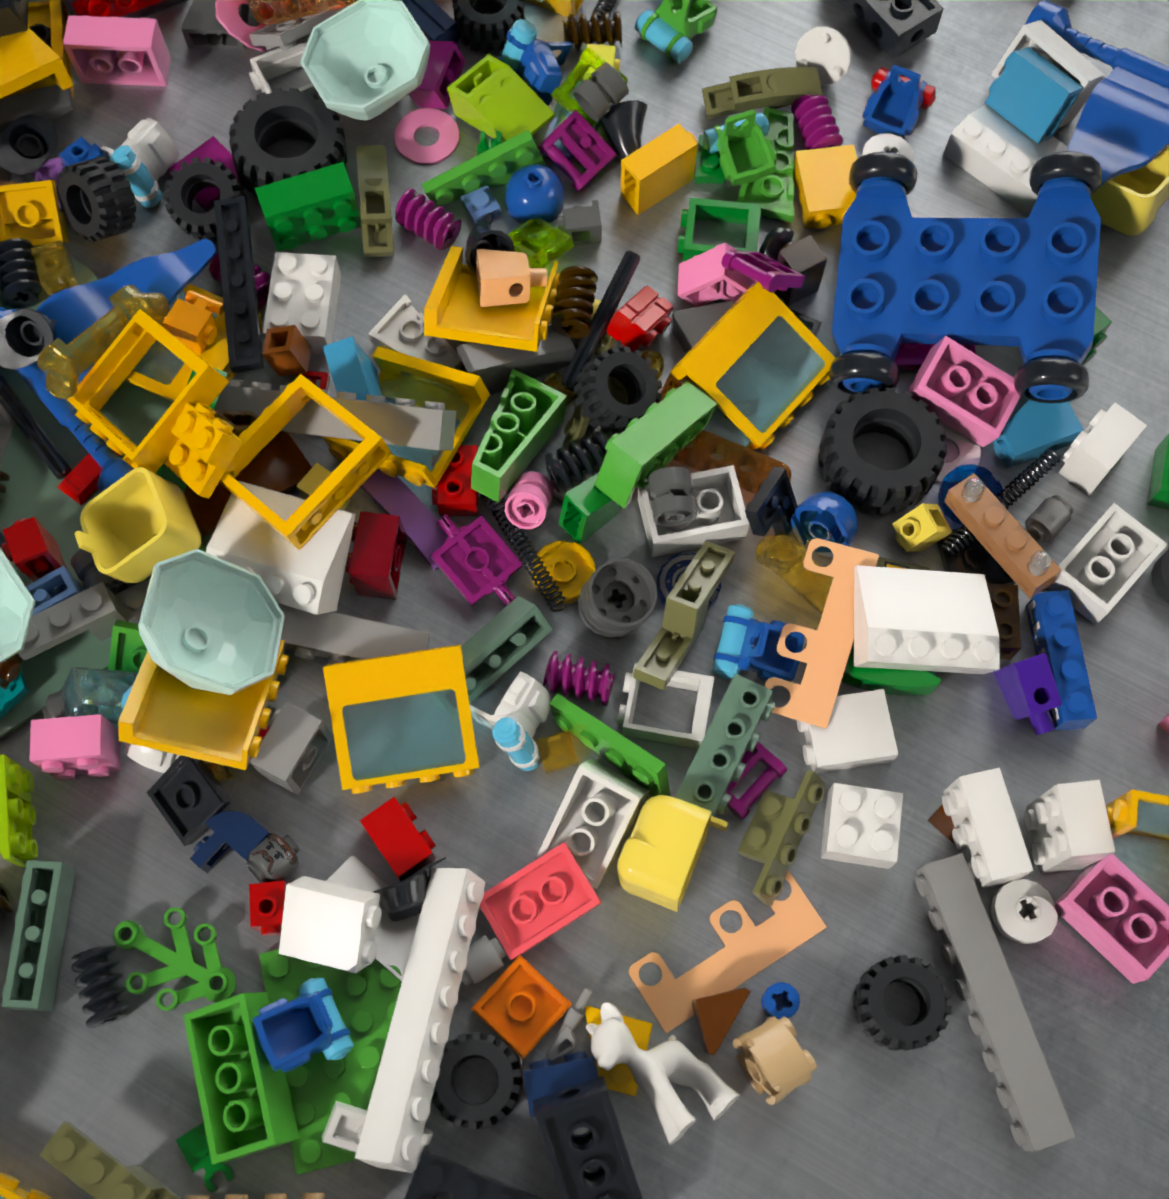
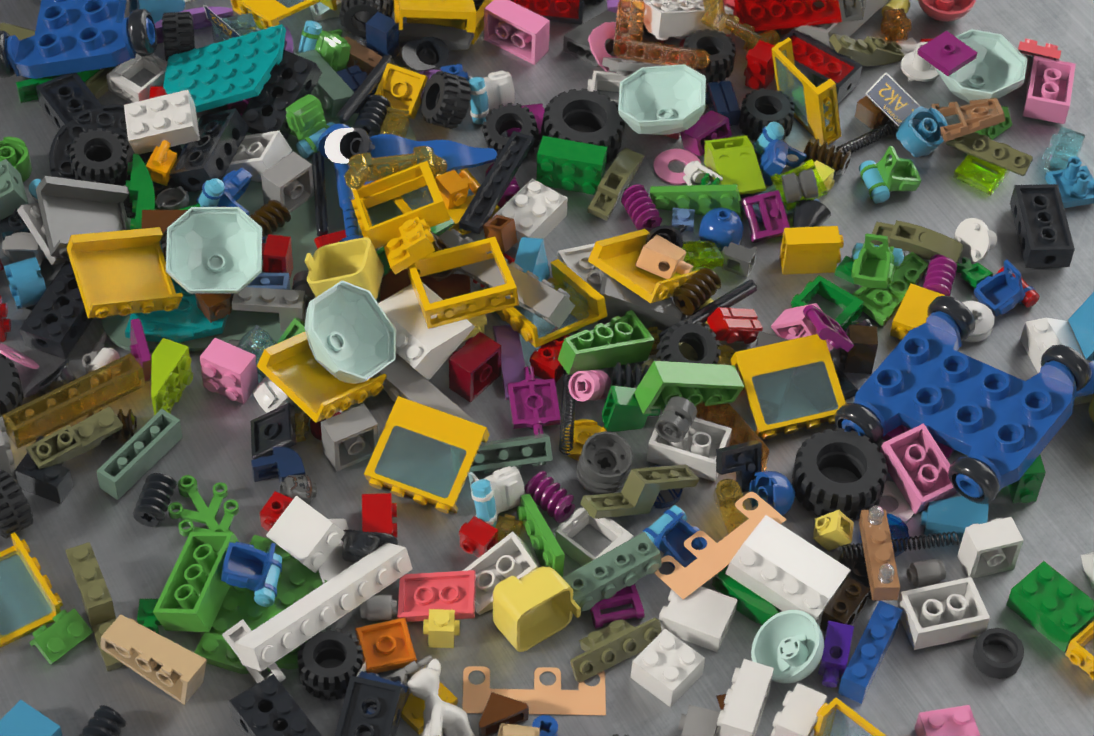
camera: 30 degrees right, 20 degrees down
(458, 135) = (696, 171): none -> white plant
(531, 788) = (477, 537): none -> red brick
(573, 942) = (441, 628): none -> light yellow brick
(847, 98) = (972, 273): none -> green plate
(963, 719) = (790, 645): none -> light aqua piece

